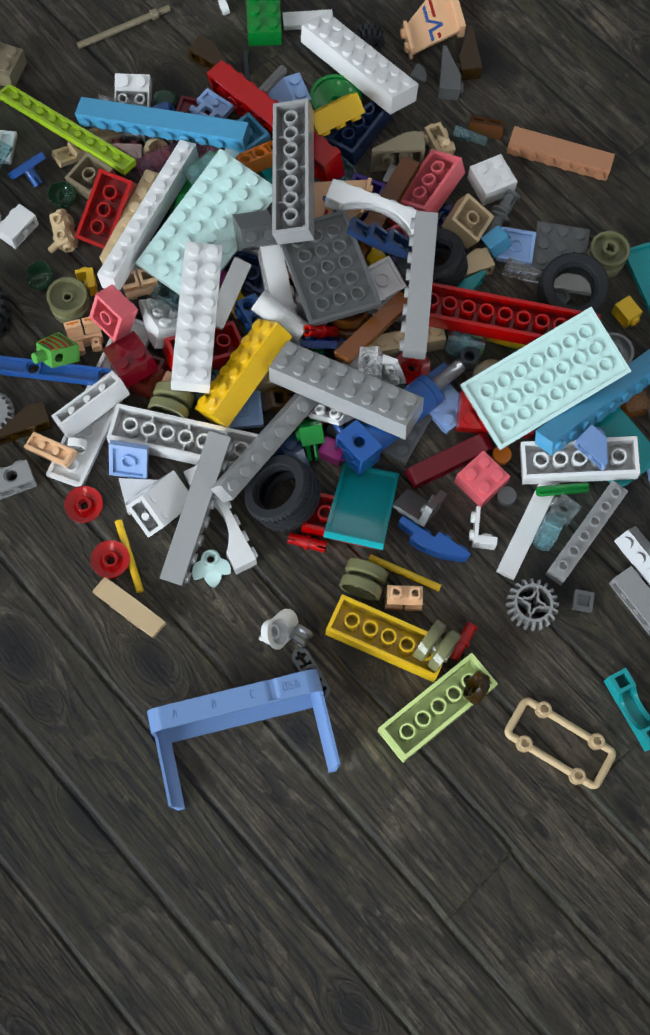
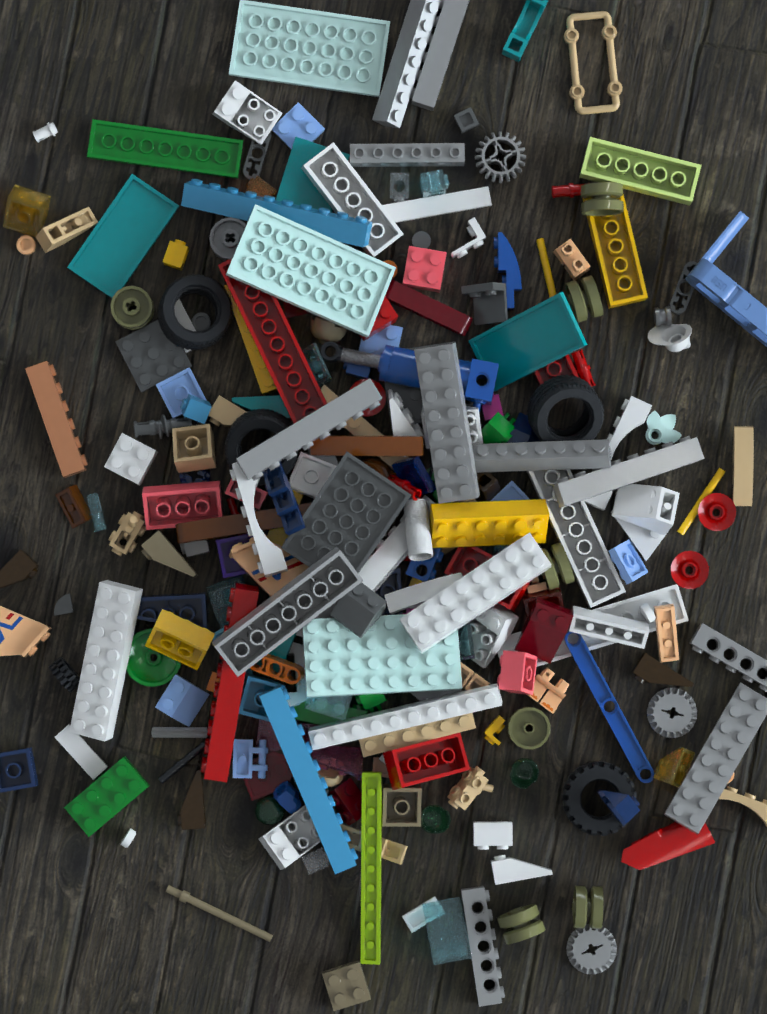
camera: 125 degrees left, 15 degrees up
(28, 169) = (433, 870): blue tile -> none
(56, 351) = (583, 697): bright green torso -> none
(368, 354) = (400, 419): clear brick -> none
(450, 78) = (50, 573): dark grey slope -> none
(477, 687) = (608, 148): dark brown hat -> none
(520, 271) = (206, 377): clear slope -> none
(571, 488) = (386, 201): green axle -> none
(594, 446) = (340, 193): medium blue slope -> none

